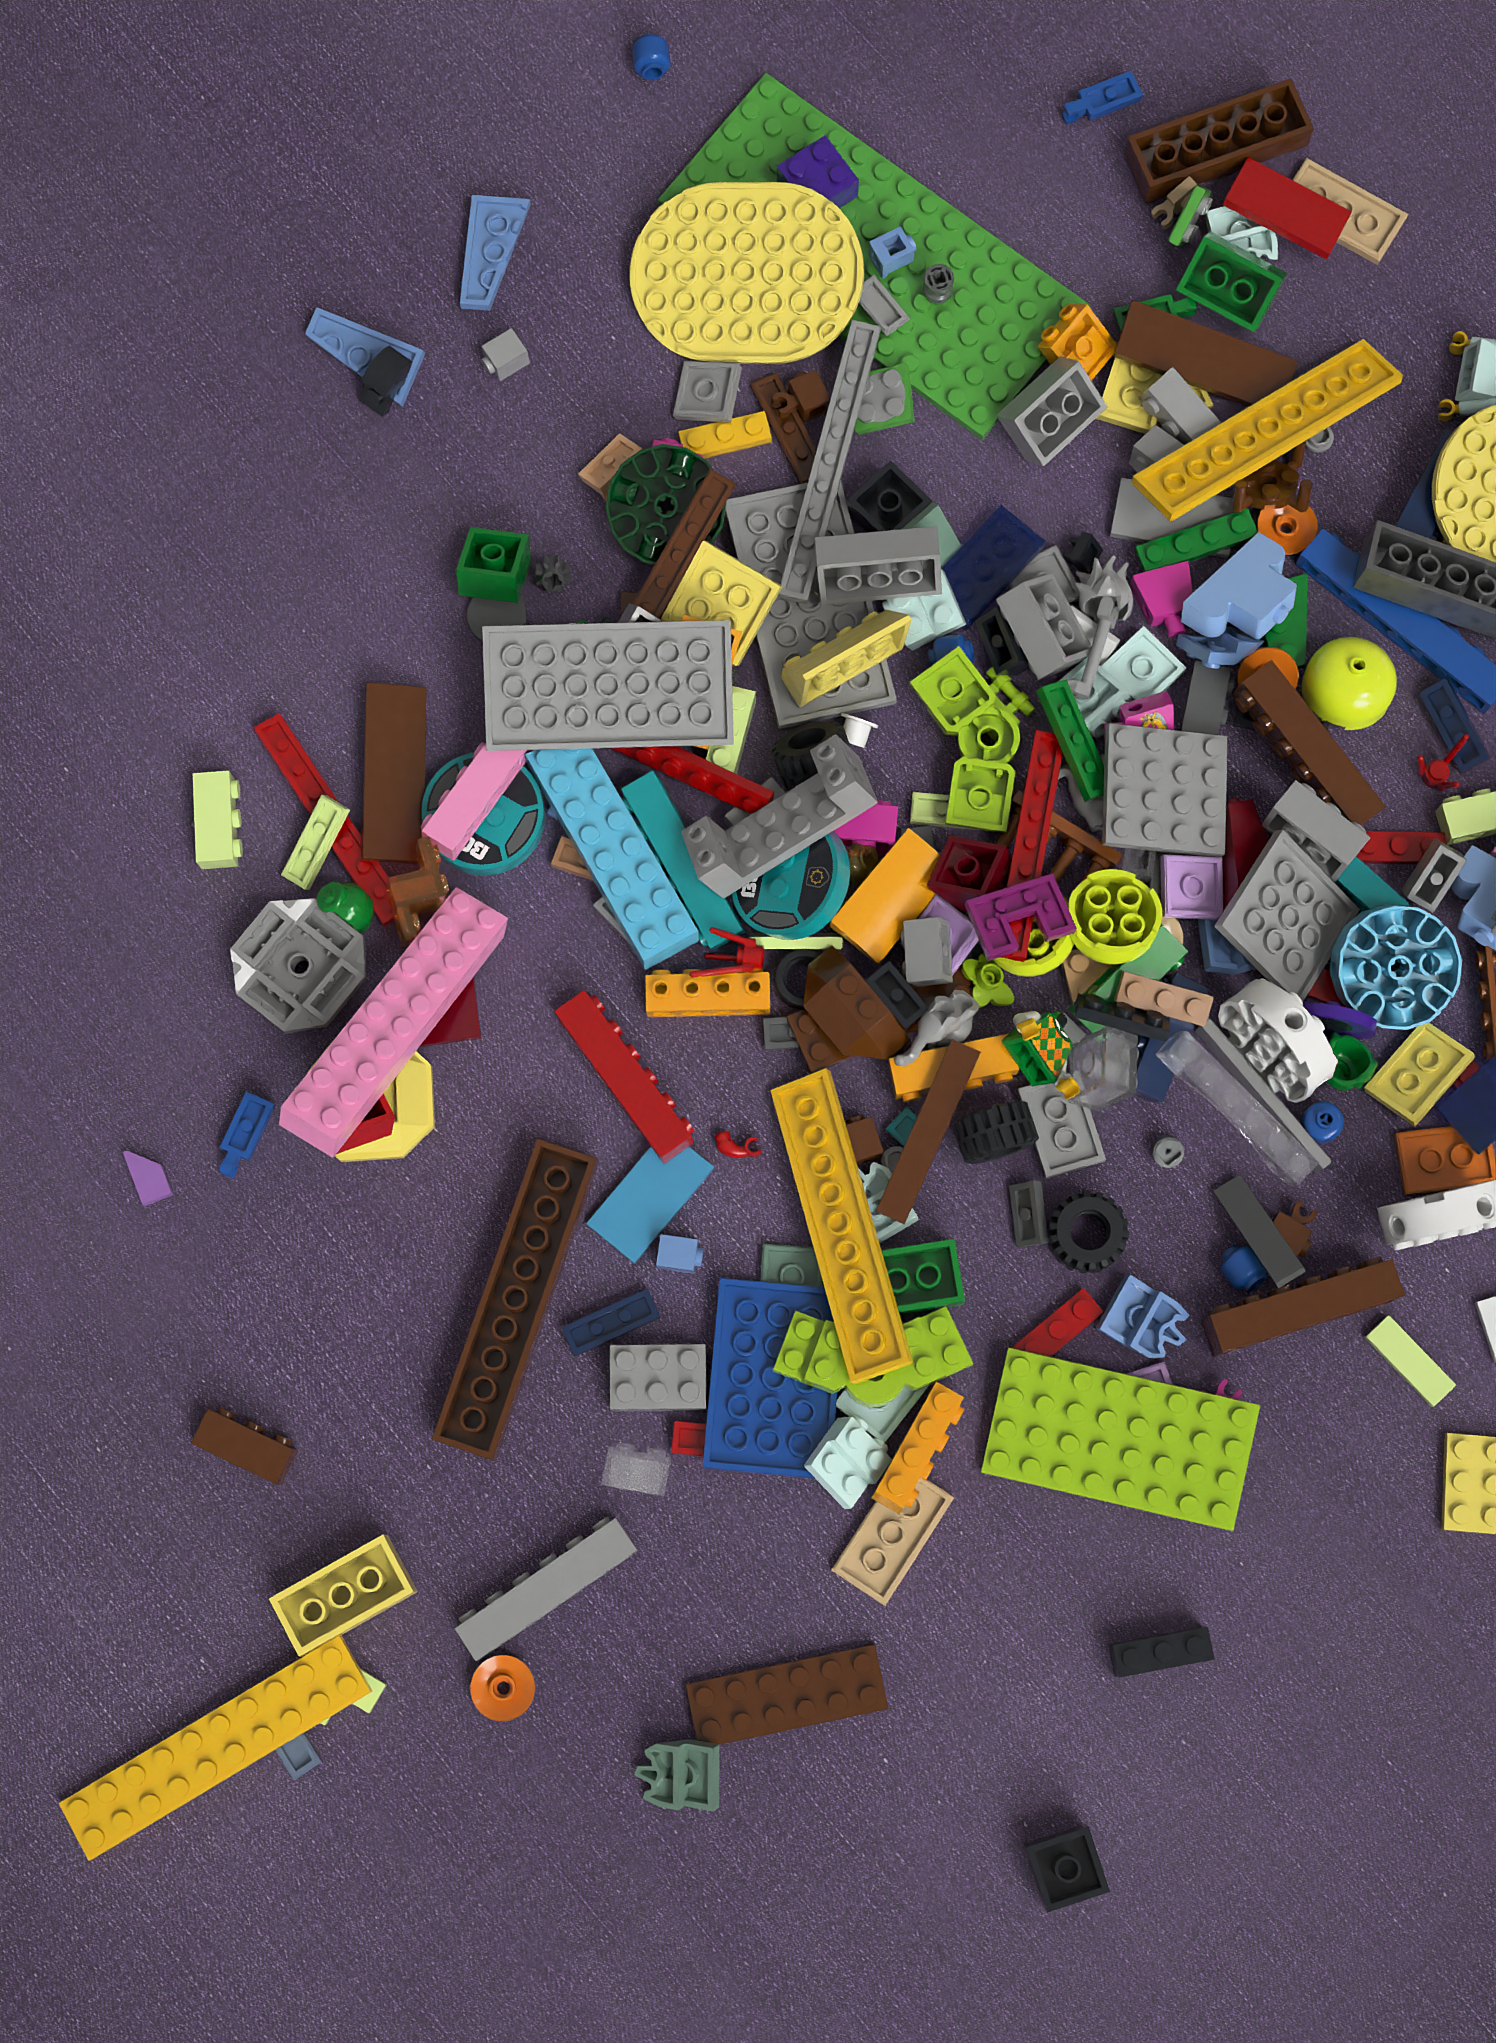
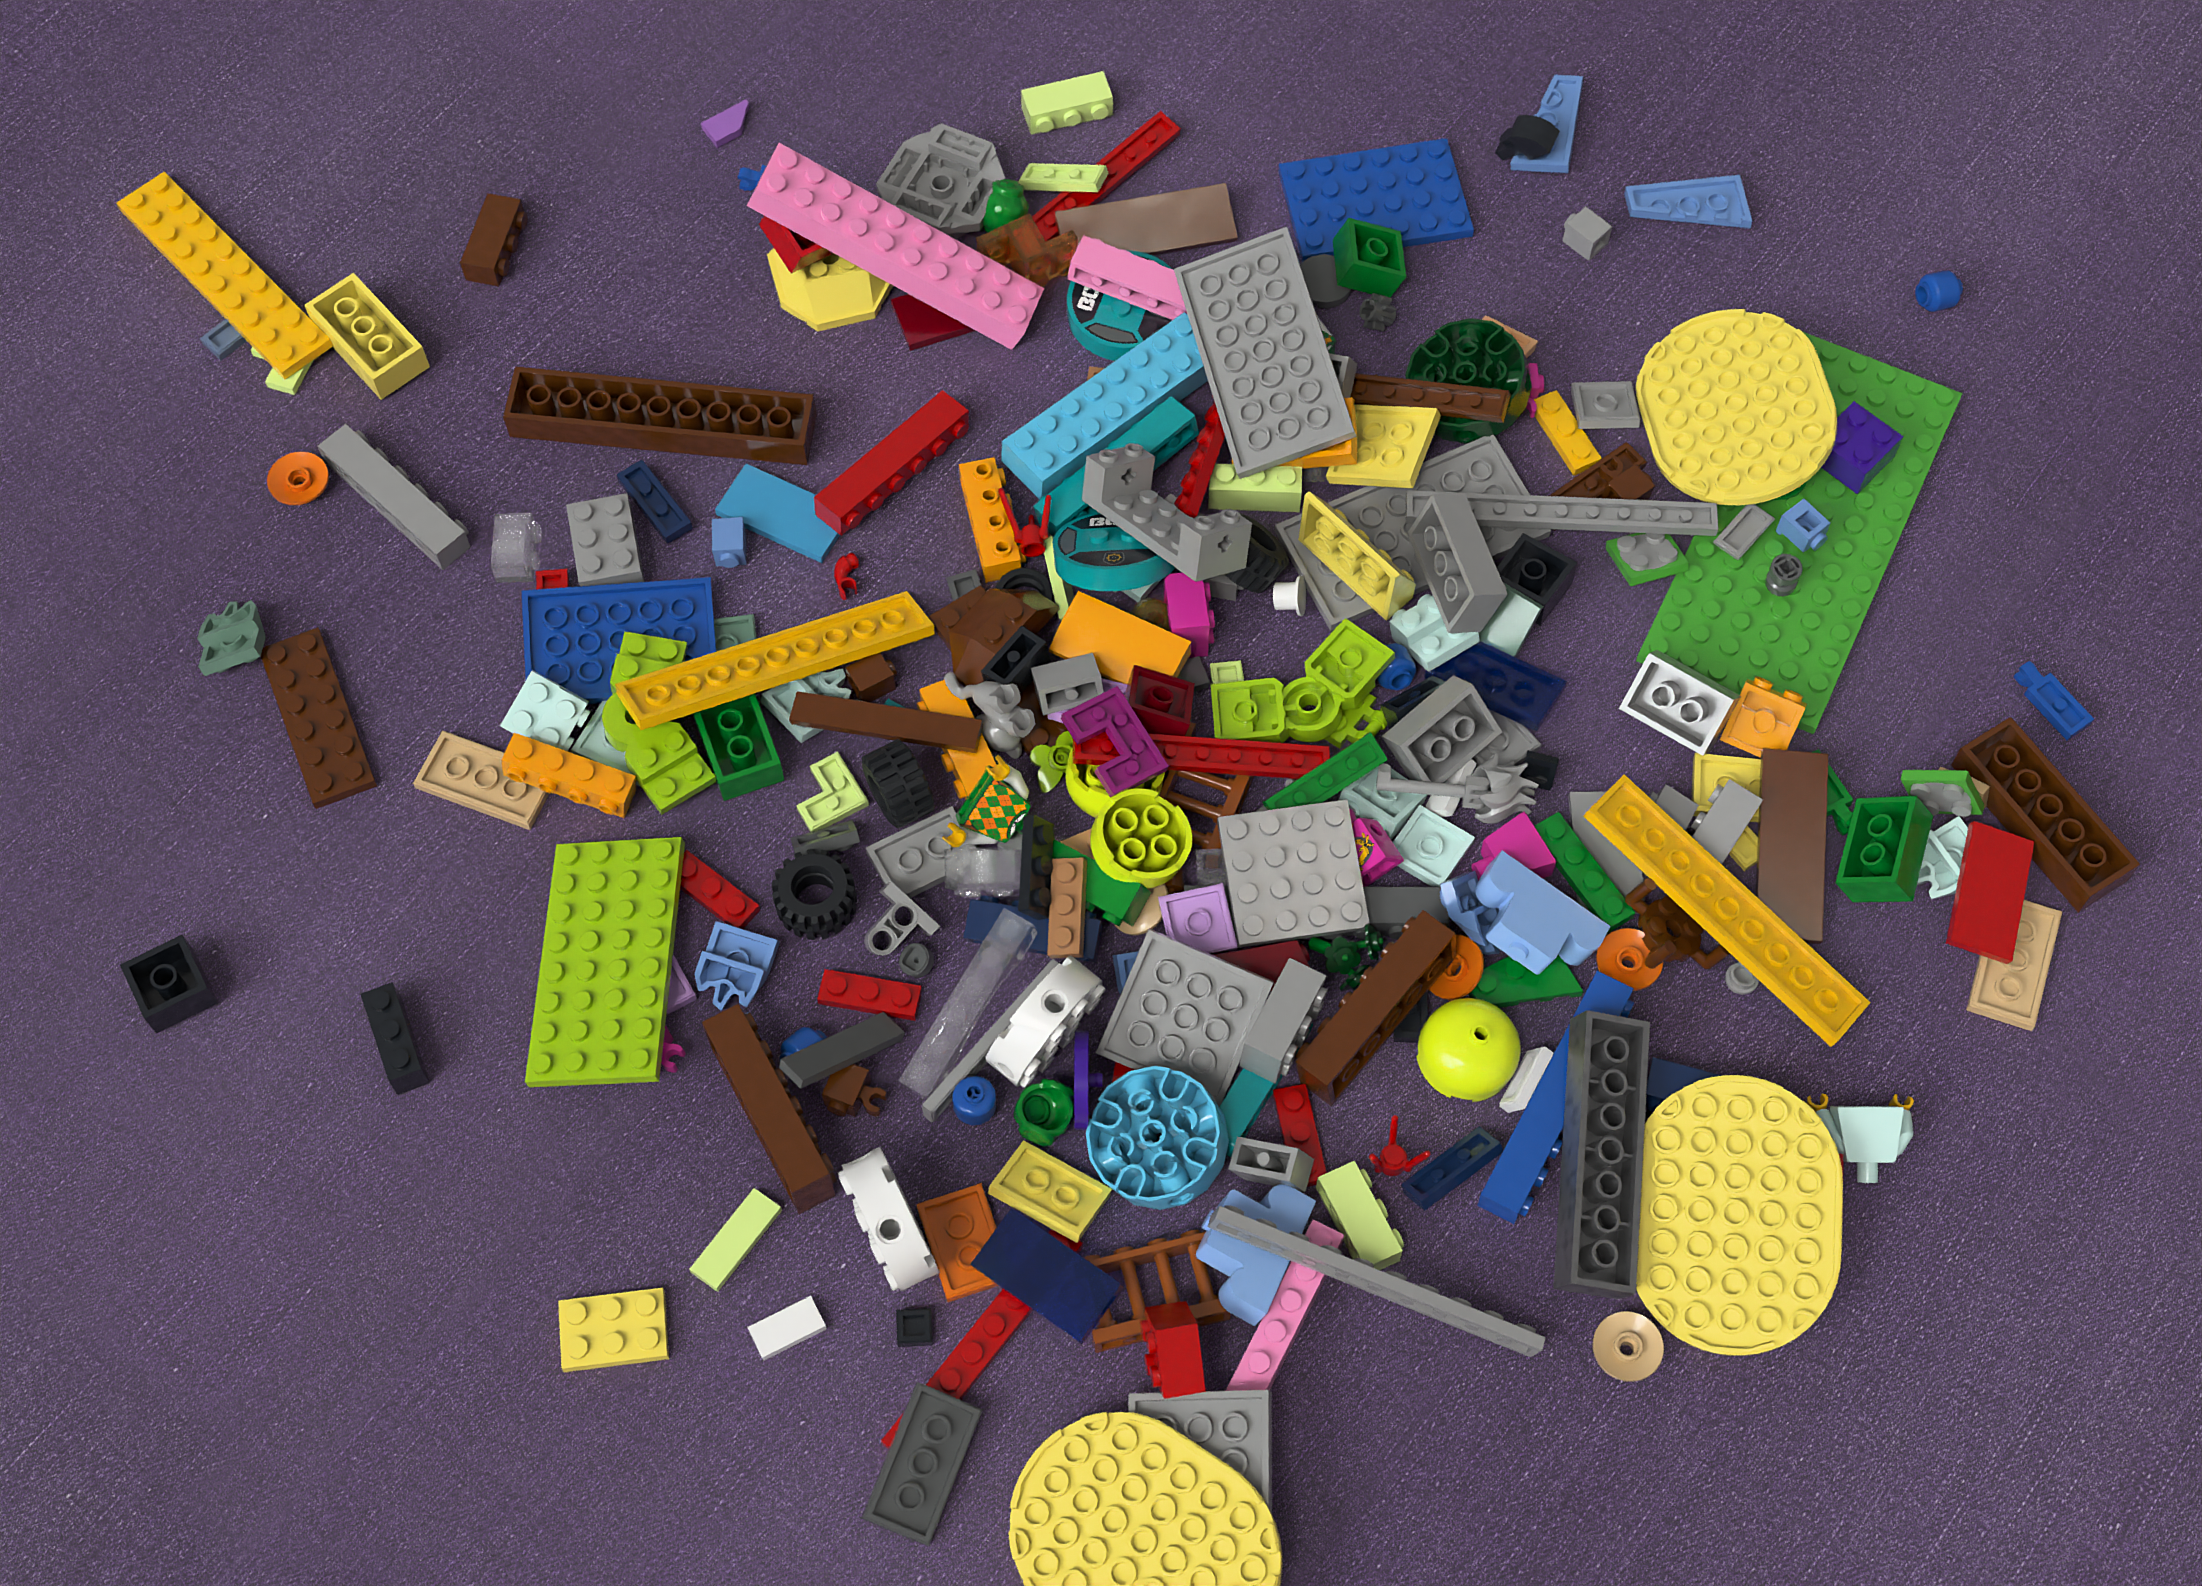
camera: 75 degrees right, 15 degrees down
(407, 544) = (1393, 187): none -> blue plate
(976, 1192) = (839, 797): none -> yellowish green tile
(1137, 1165) = (889, 925): none -> light grey tile
(1191, 1200) = (869, 994): none -> red plate
(1253, 765) = (1343, 955): none -> dark green plant
(1392, 643) = (1526, 1079): none -> white tile

